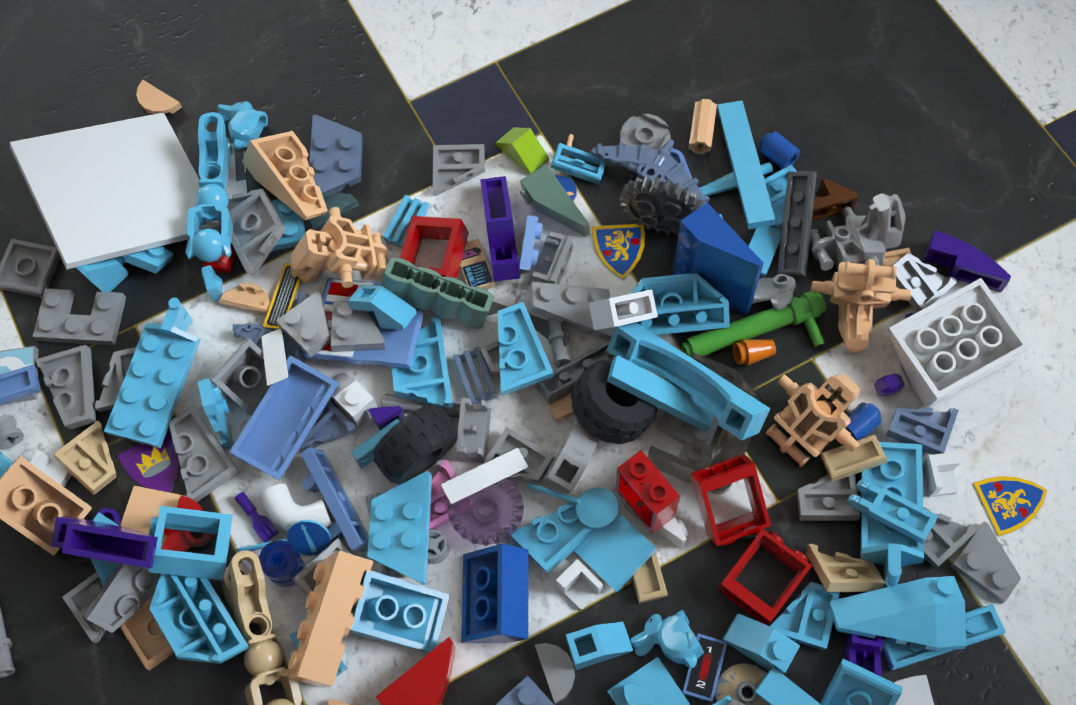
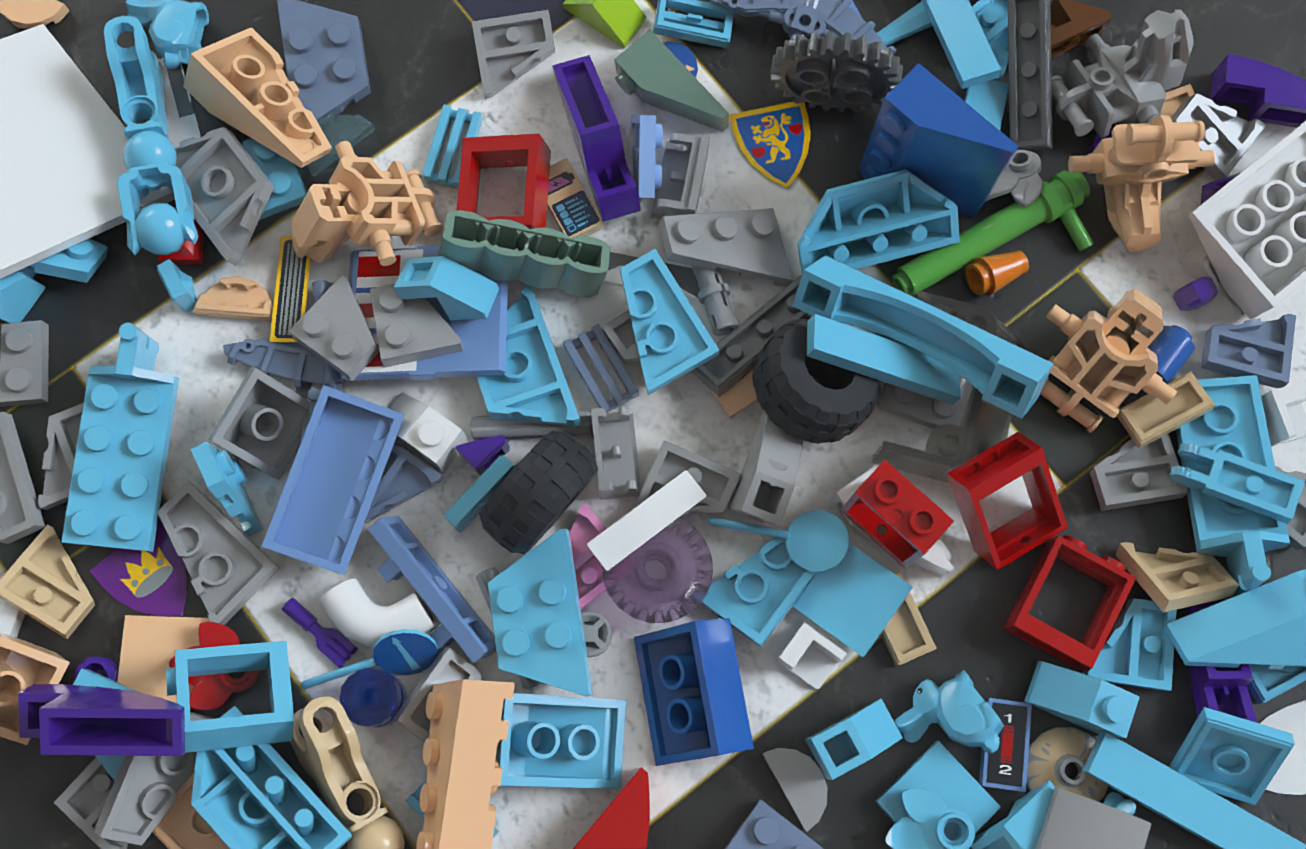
camera: 15 degrees left, 10 degrees up
(274, 357) = (299, 390): white sticker -> none
(622, 310) = (809, 243): white slope -> none

